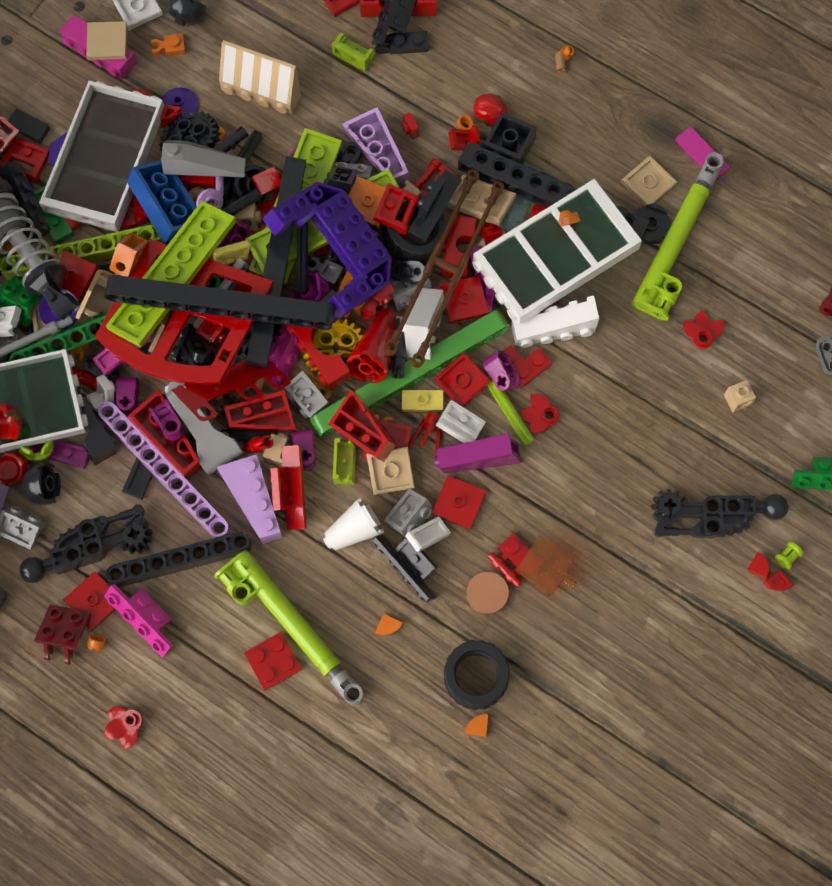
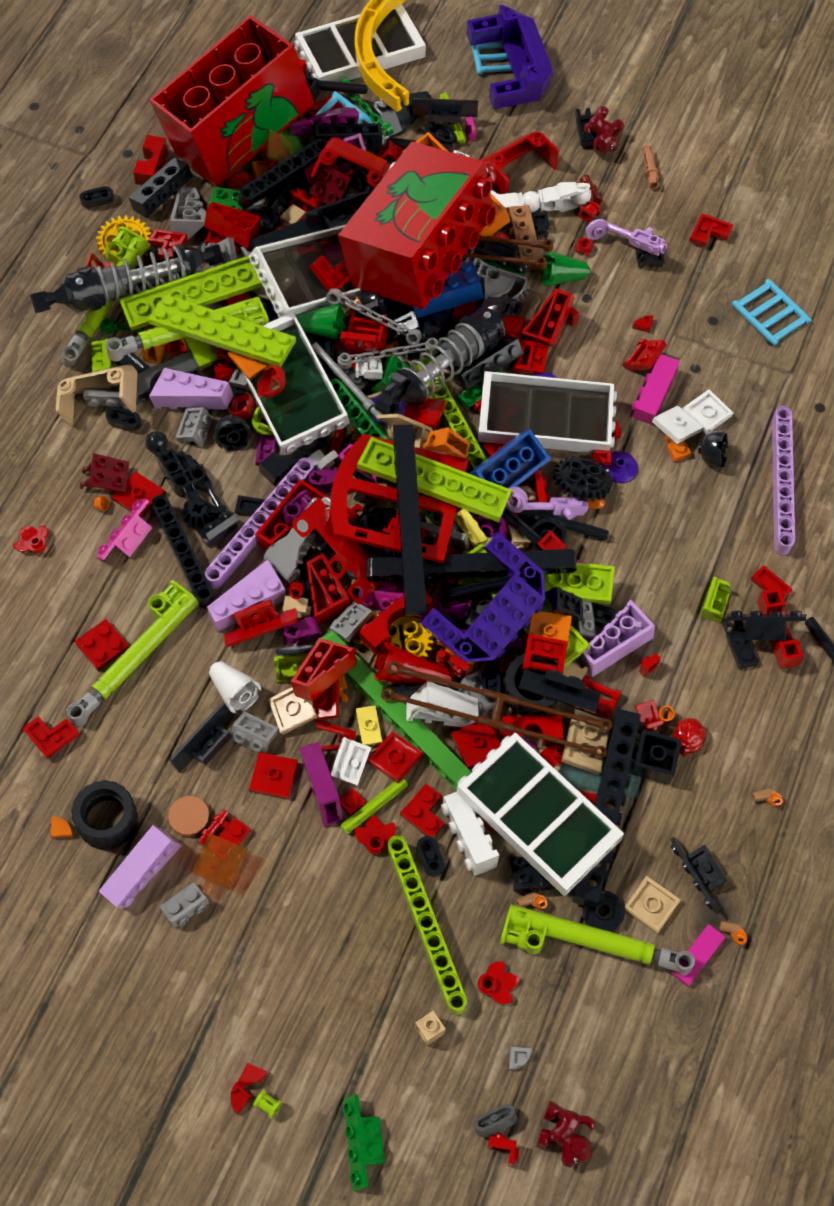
camera: 75 degrees right, 10 degrees down
(11, 41) = (643, 324): none -> red tile
(29, 125) = (565, 354): black tile -> none
(57, 42) = (646, 359): none -> red plate
(106, 40) = (659, 391): tan tile -> none
(147, 37) = (677, 424): none -> white plate
(161, 514) = (218, 528): none -> black bracket
(194, 159) = (555, 480): light grey wedge -> none
(229, 142) = (582, 506): black pin -> none
(259, 78) = (655, 521): slope -> none
(327, 455) = (296, 649): none -> black wheel
(377, 727) = (51, 740): none -> red plate
(388, 626) = (146, 734): orange tile -> none
(428, 534) = (235, 751): white tile -> none
(500, 369) = (409, 790): magenta piece -> none
(500, 427) = (352, 802): none -> red plate
(539, 645) = (140, 866): none -> lavender wedge
(567, 218) = (569, 808): orange tile -> none
(570, 364) = (430, 857): none -> black plate
(582, 608) = (184, 905): none -> light grey bracket
(606, 283) = (527, 877): none -> black hinge
(626, 127) = (704, 870): none -> black bracket
(628, 282) = (533, 899): none -> arm
(647, 375) = (430, 933): none -> lime beam
(686, 117) = (735, 931): none -> arm
(727, 521) = (315, 1079): black arm -> none
(773, 326) = (518, 1057): none -> light grey tile

